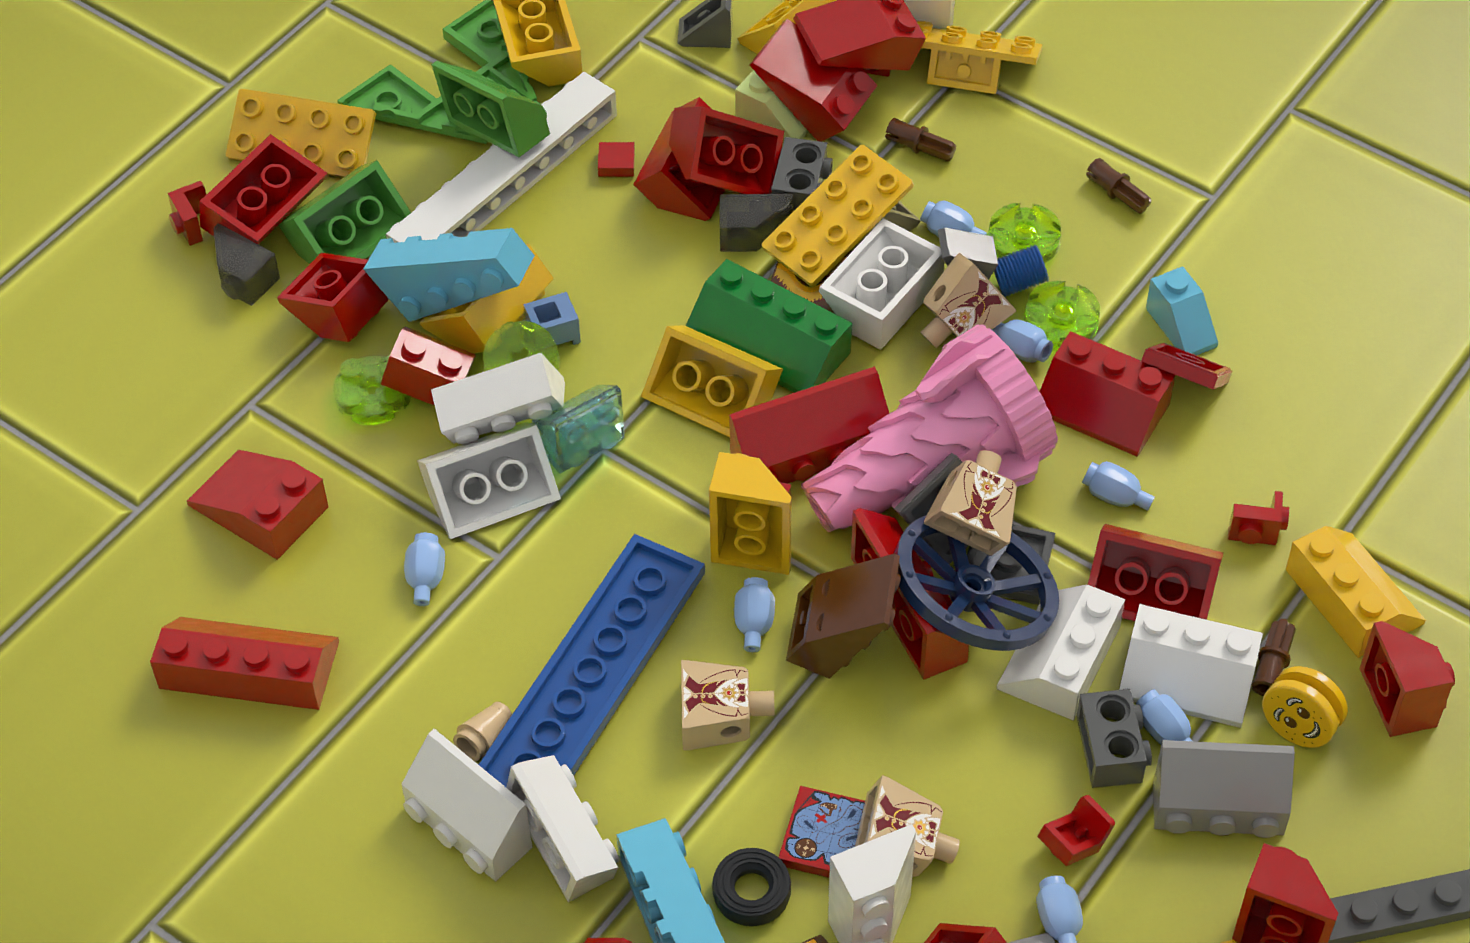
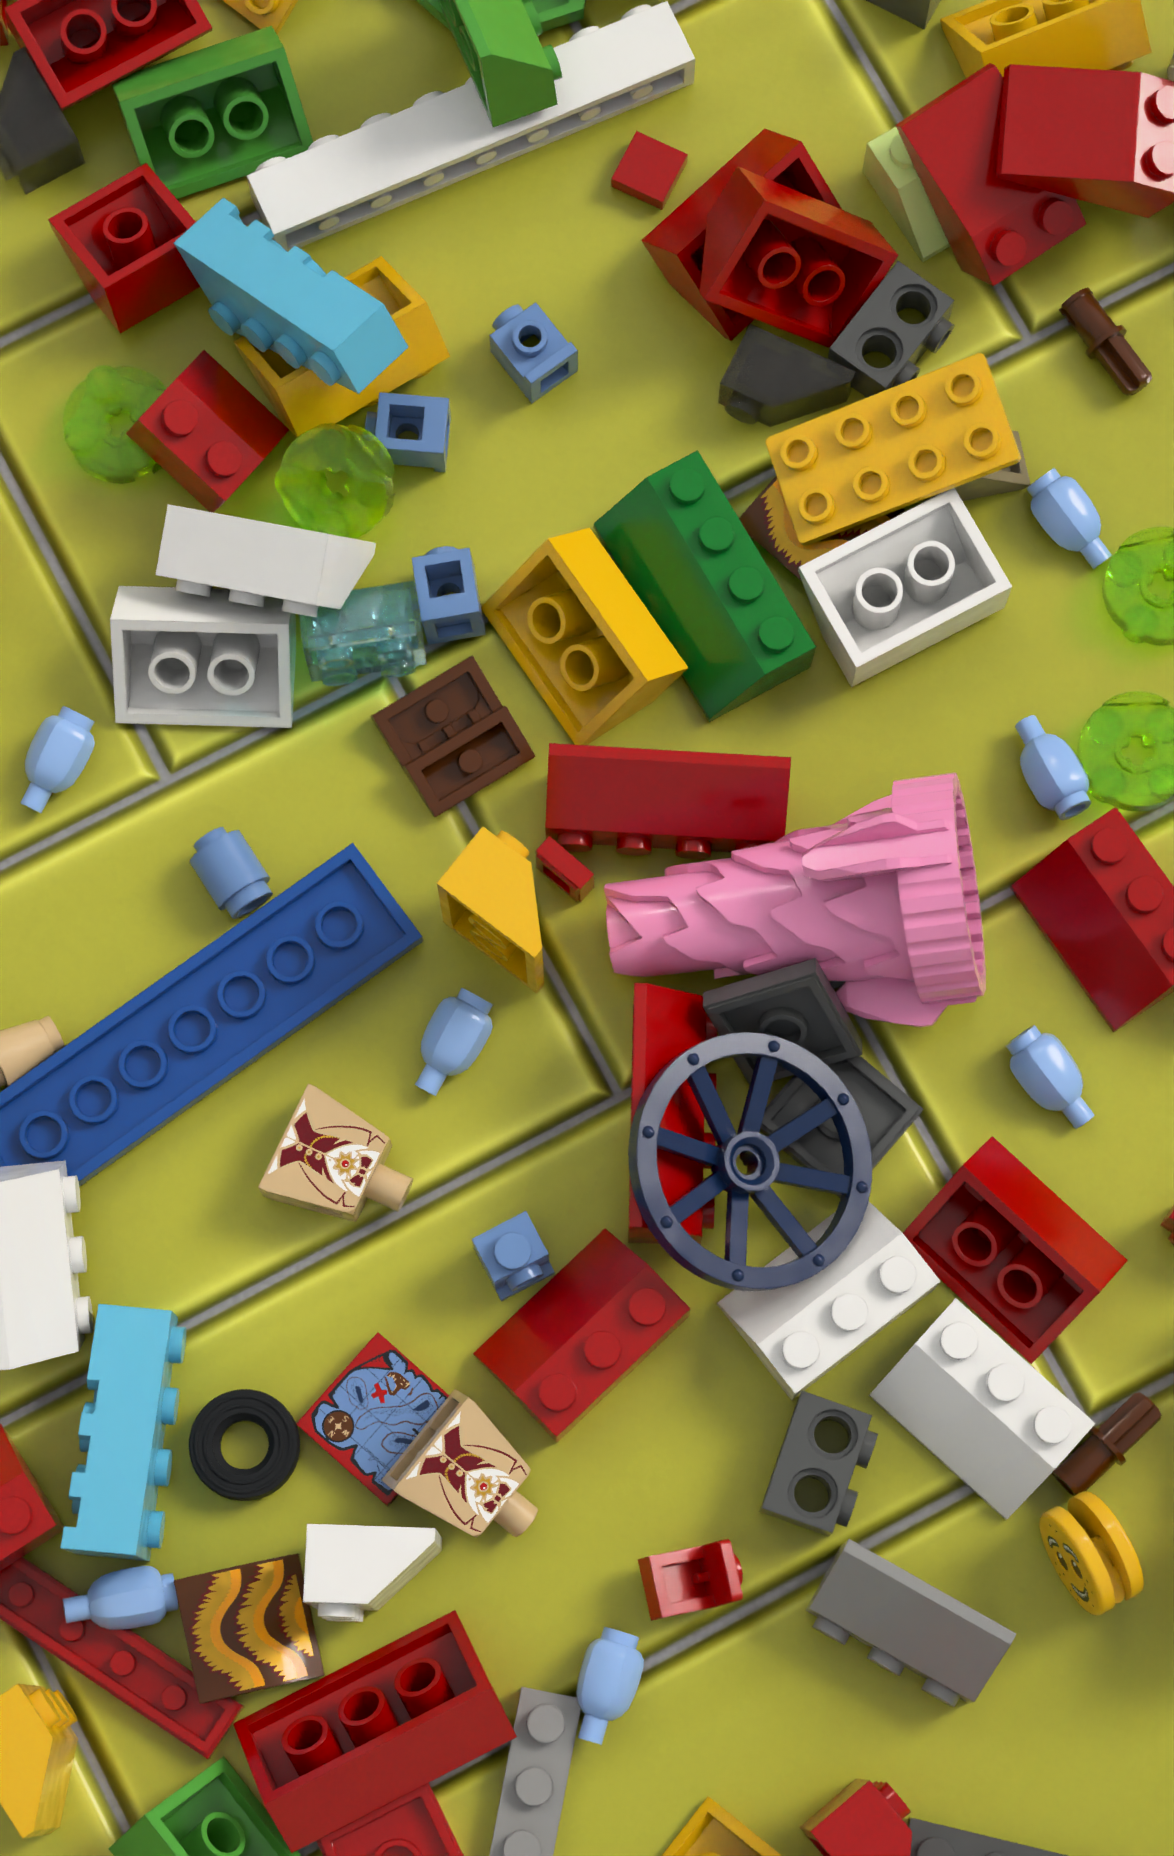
camera: 25 degrees right, 25 degrees up
(567, 580) = (231, 872): none -> medium blue brick
(600, 261) = (532, 368): none -> medium blue brick
(633, 388) = (451, 615): none -> medium blue brick
(661, 463) = (452, 736): none -> reddish brown slope
(842, 614) = (549, 1124): reddish brown slope -> none
(859, 705) = (513, 1256): none -> medium blue brick
(929, 730) = (582, 1333): none -> red slope
(963, 300) = (995, 686): tan torso -> none
(975, 247) = (1040, 608): slope -> none
(976, 504) = (804, 1055): tan torso -> none
(1020, 271) = (1113, 655): blue piece -> none
(1164, 717) = (904, 1474): light blue plant -> none

